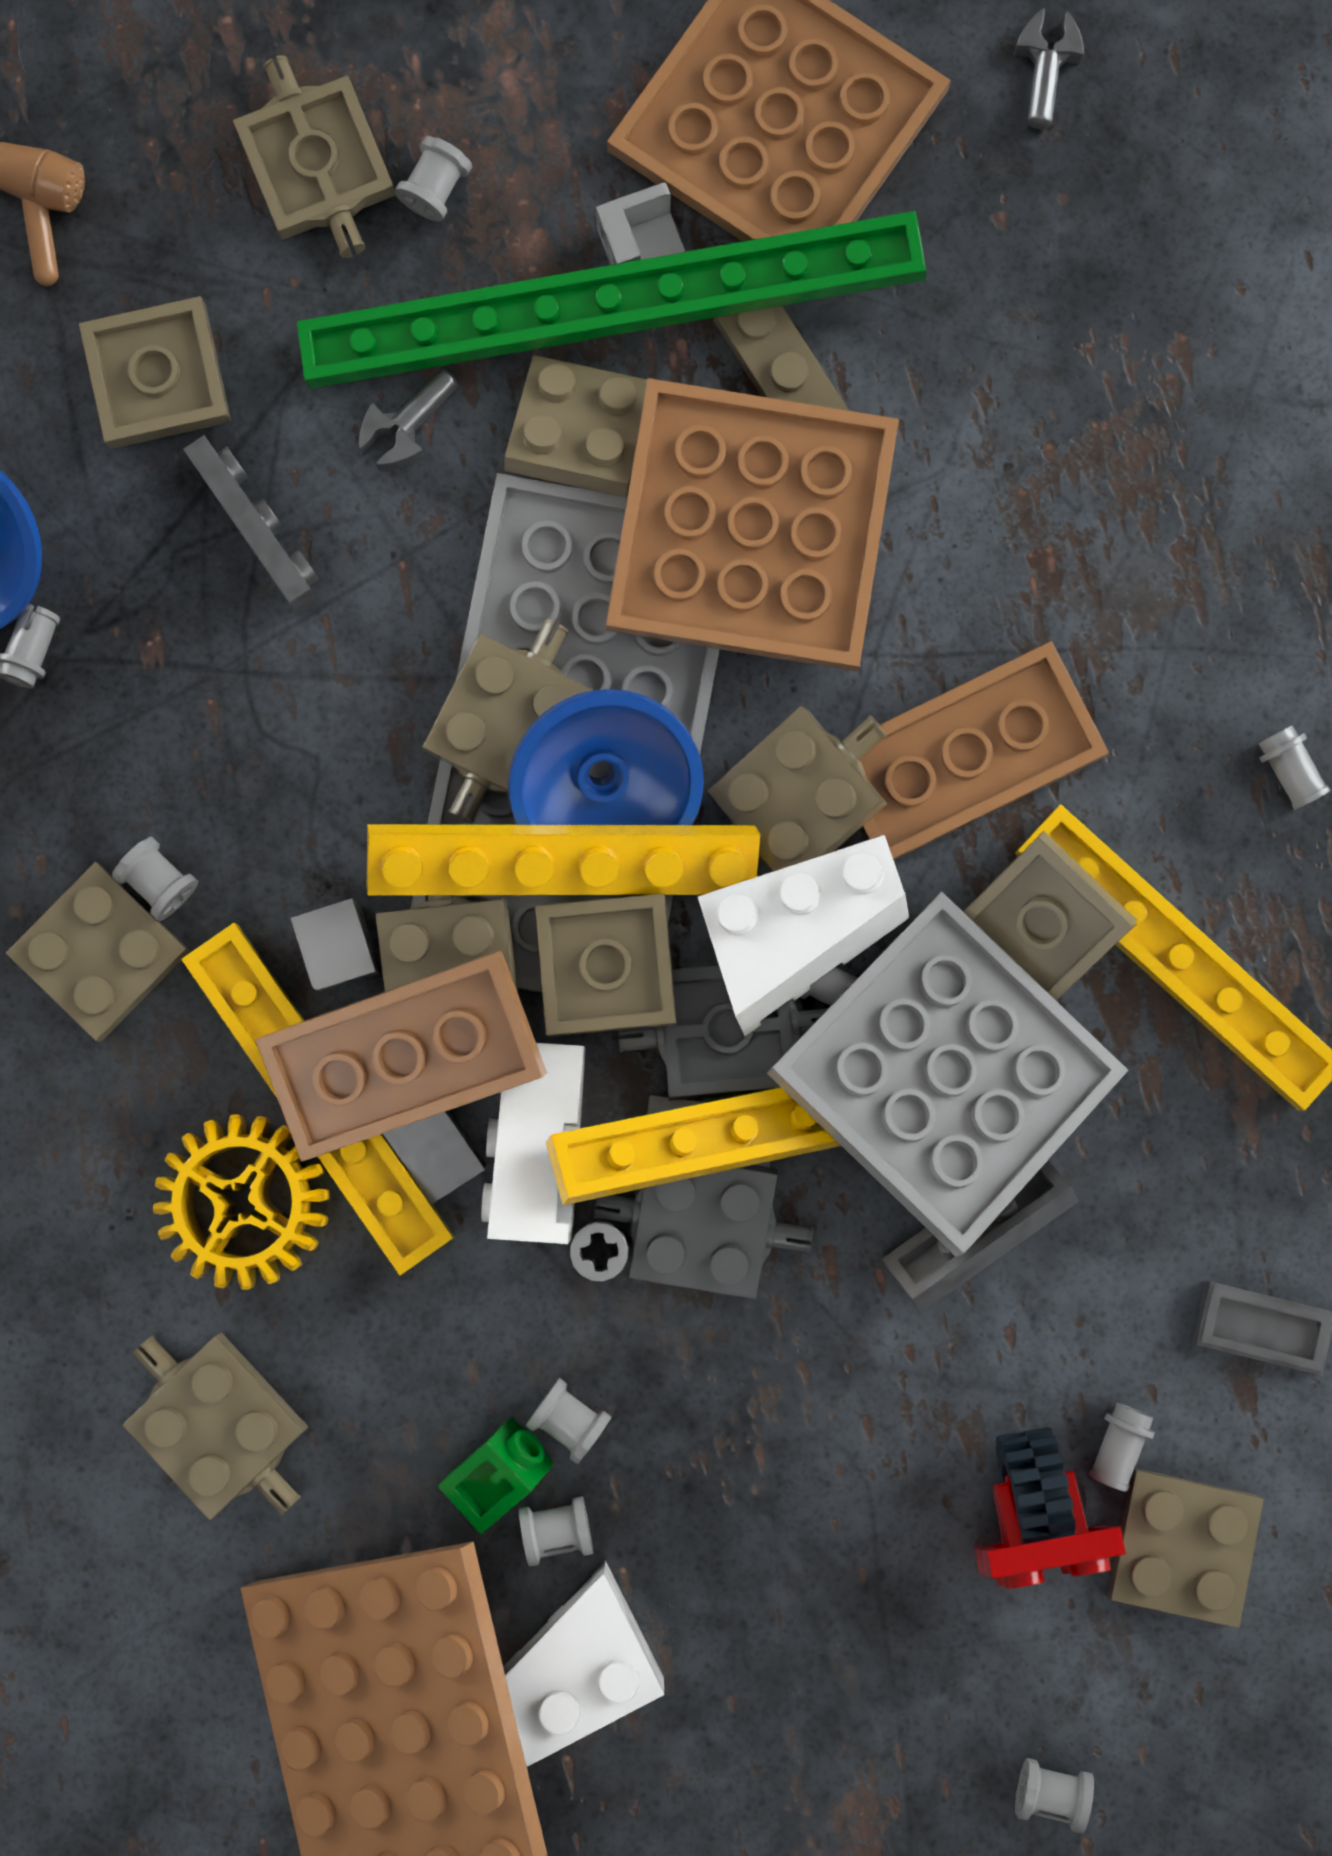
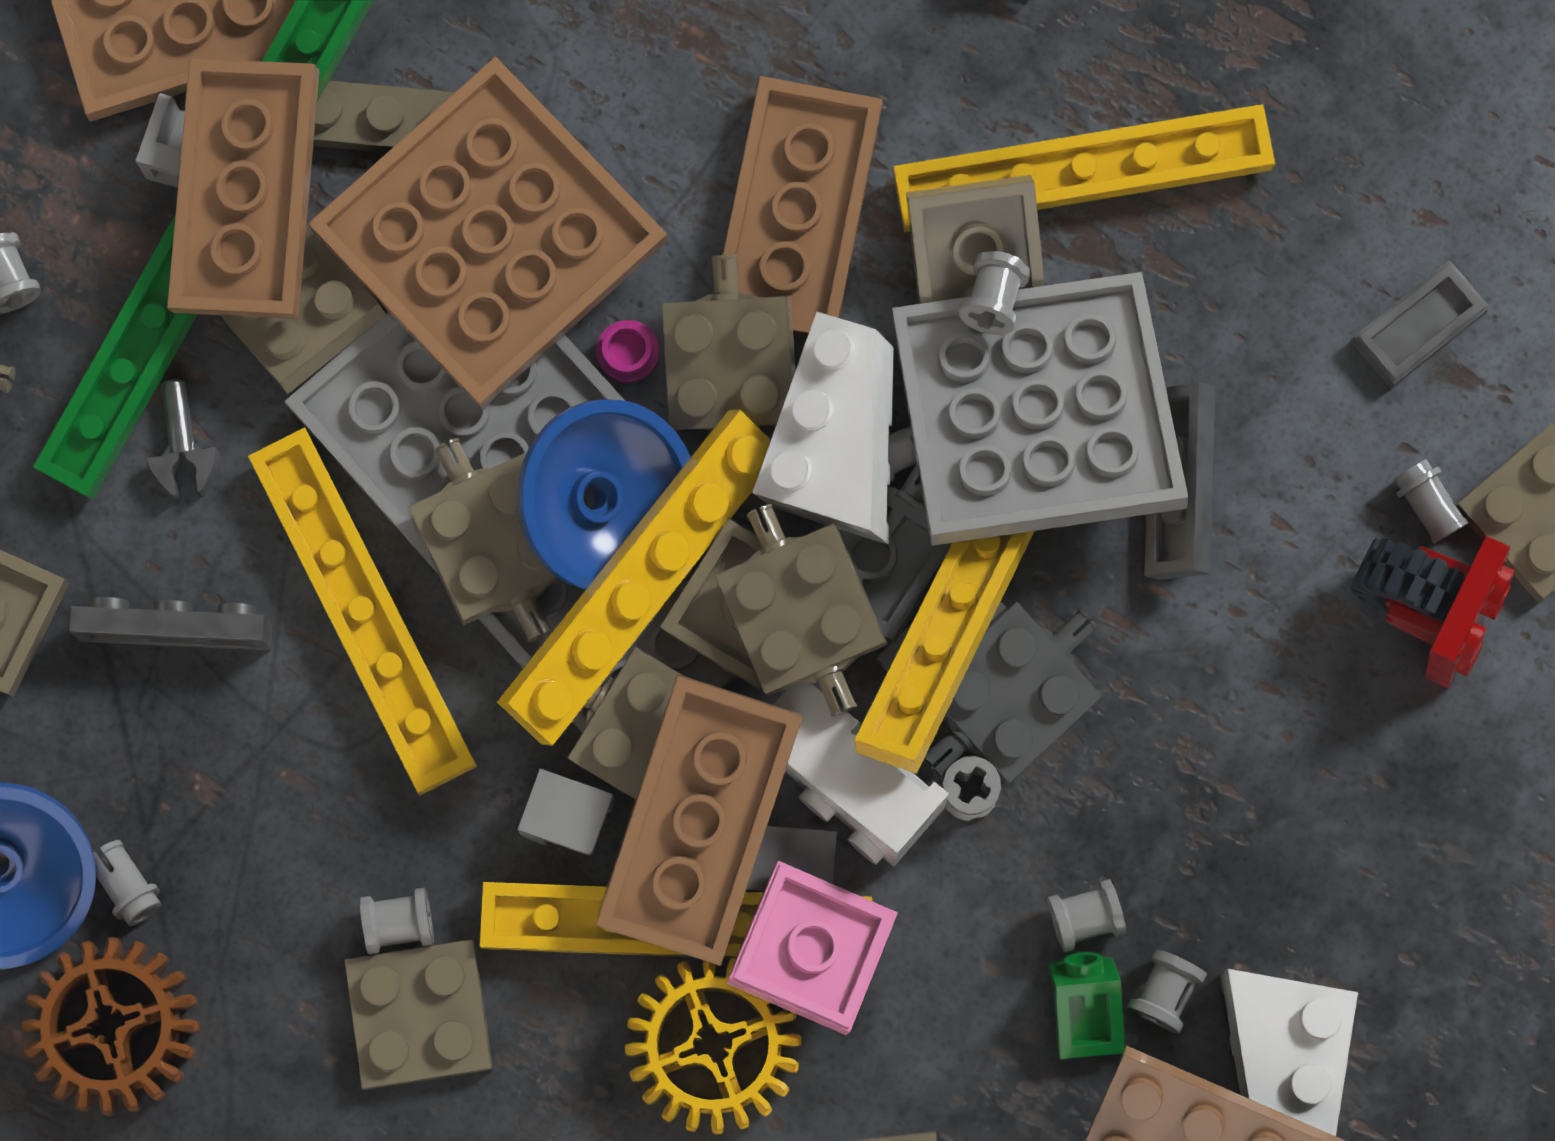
camera: 50 degrees left, 5 degrees down
(370, 1223) = (812, 948): none -> bright pink plate
(378, 663) = (362, 612): none -> yellow plate
(631, 1009) = (801, 610): none -> dark tan plate
(635, 305) = (243, 188): none -> medium nougat plate
(746, 709) = (627, 351): none -> dark pink plate
(1015, 965) = (994, 293): none -> light grey bush

